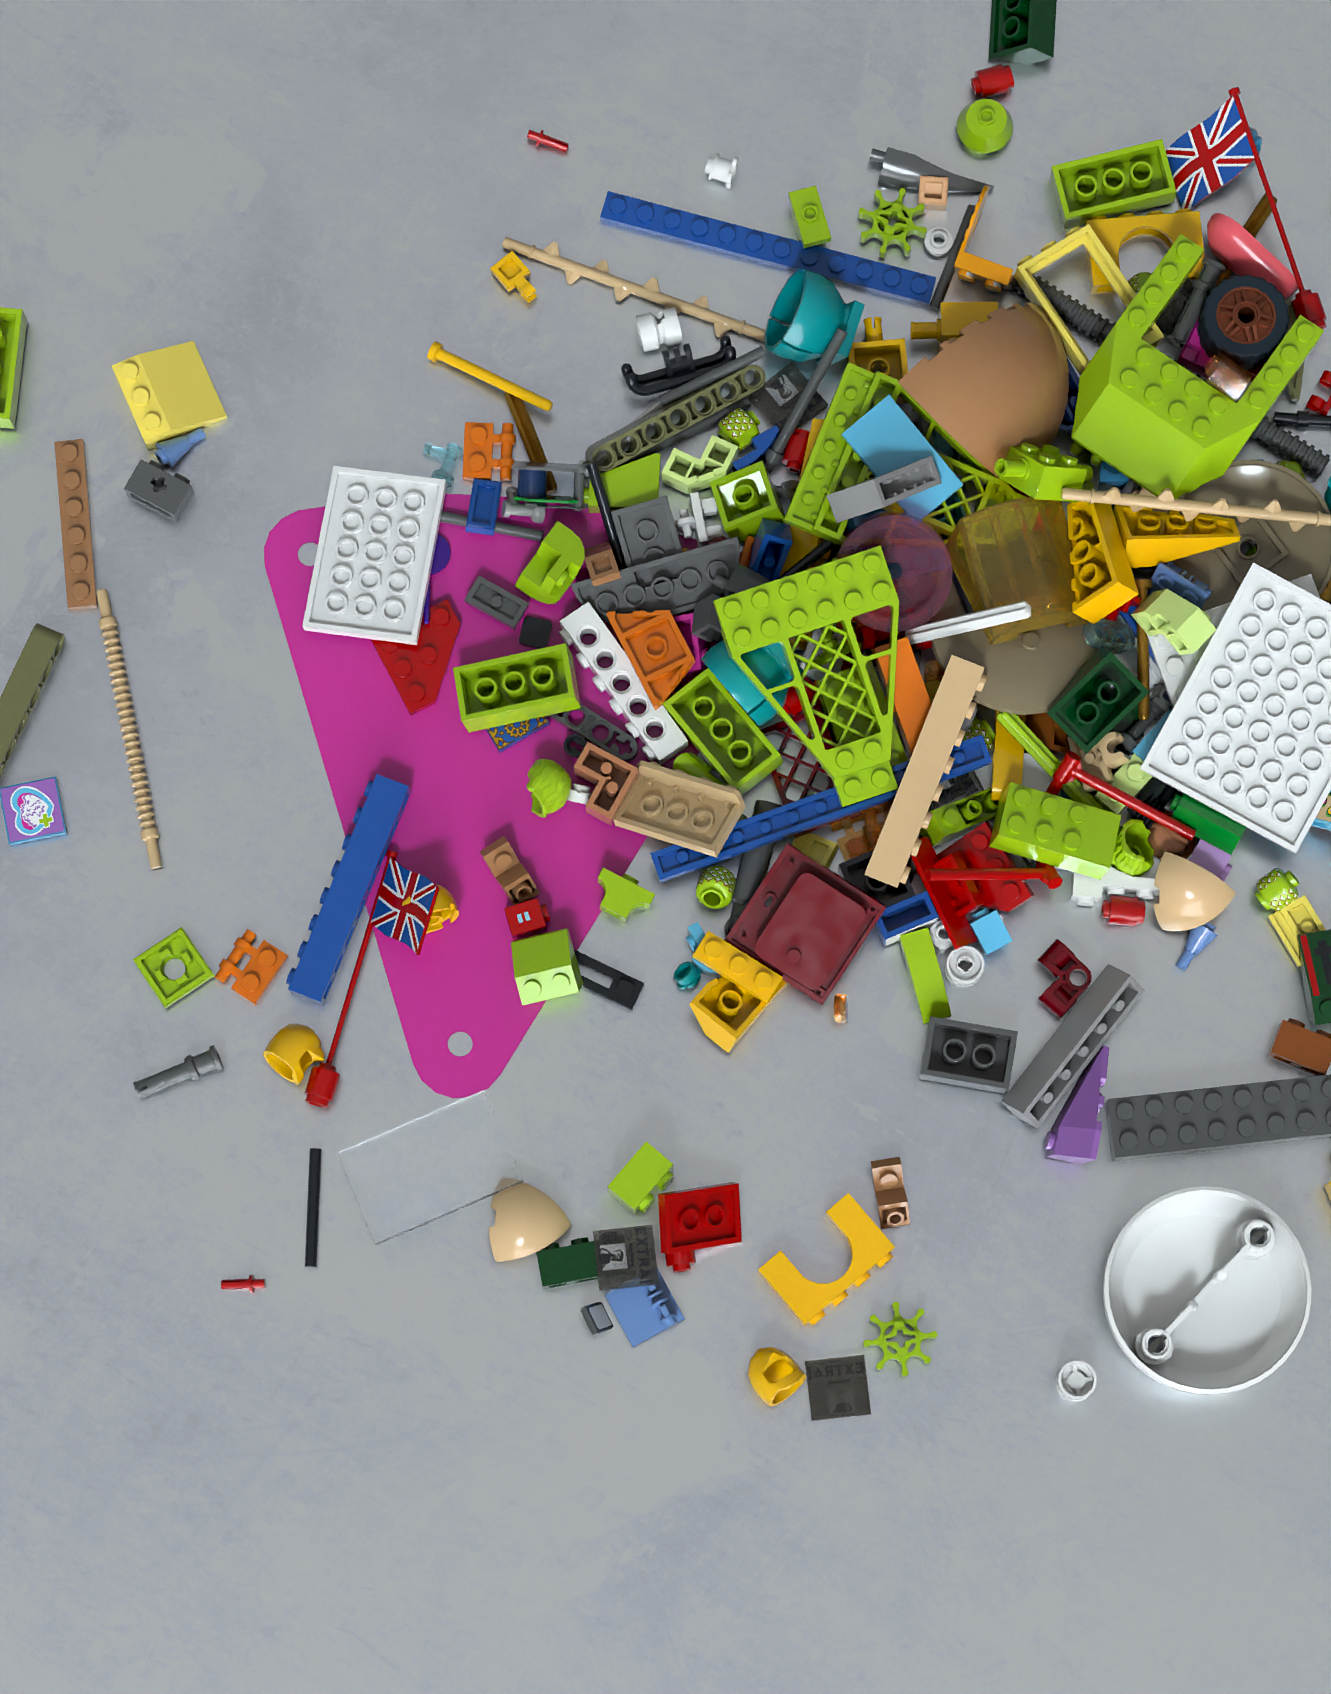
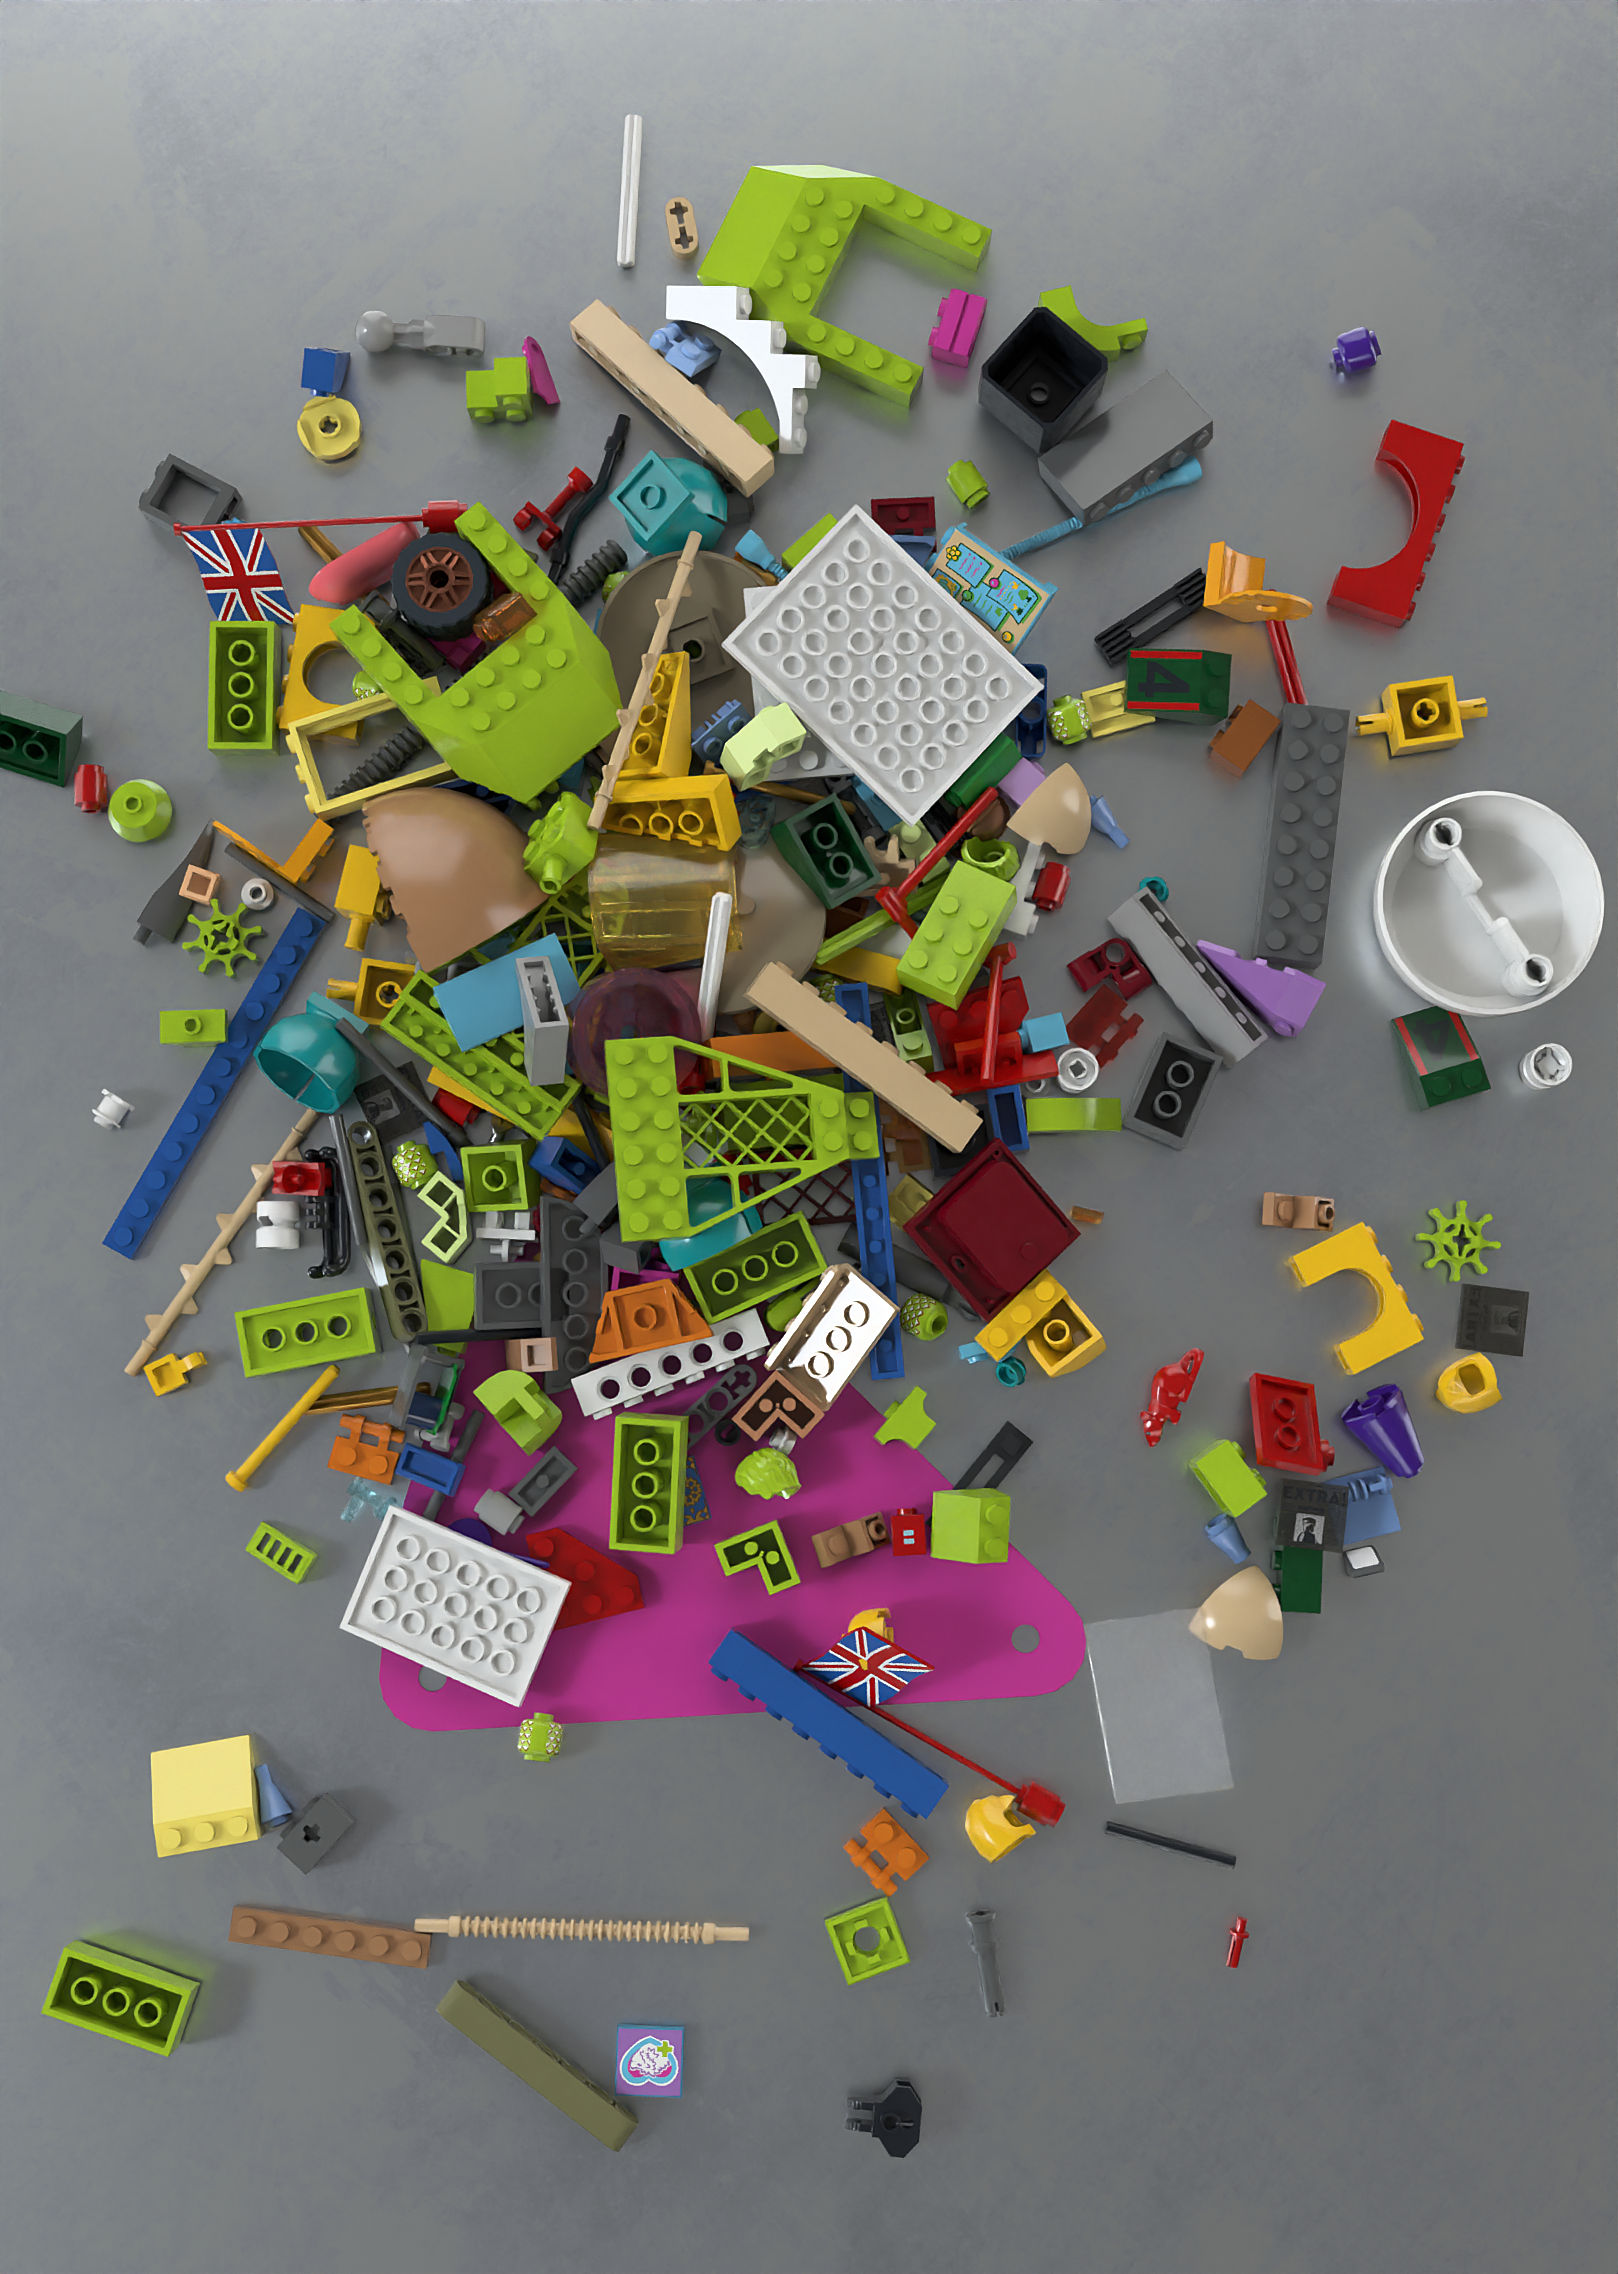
camera: 75 degrees left, 5 degrees up
(31, 1017) = (888, 2110): none -> black hinge
(280, 653) = (540, 1738): none -> lime head
(377, 424) = (305, 1564): none -> lime slope
(461, 572) = (499, 1512): none -> light grey brick
(484, 799) = (764, 1547): none -> lime brick
(535, 632) = (586, 1445): black piece -> none
(547, 140) = (25, 1296): red piece -> none
(583, 360) = (291, 1317): none -> lime brick
(589, 1196) = (1227, 1536): none -> medium blue cone
(703, 337) = (301, 1178): none -> red hips
(706, 1114) = (1168, 1388): none -> red animal
(715, 1312) = (1387, 1429): none -> dark purple cone
(1014, 975) = (1093, 1020): none -> clear red plate
(1060, 1286) = (1439, 1057): none -> dark green slope
(1150, 1005) = (1158, 885): none -> teal plate
(1259, 861) = (1033, 730): none -> blue piece
(1266, 125) = (221, 509): none -> dark grey window

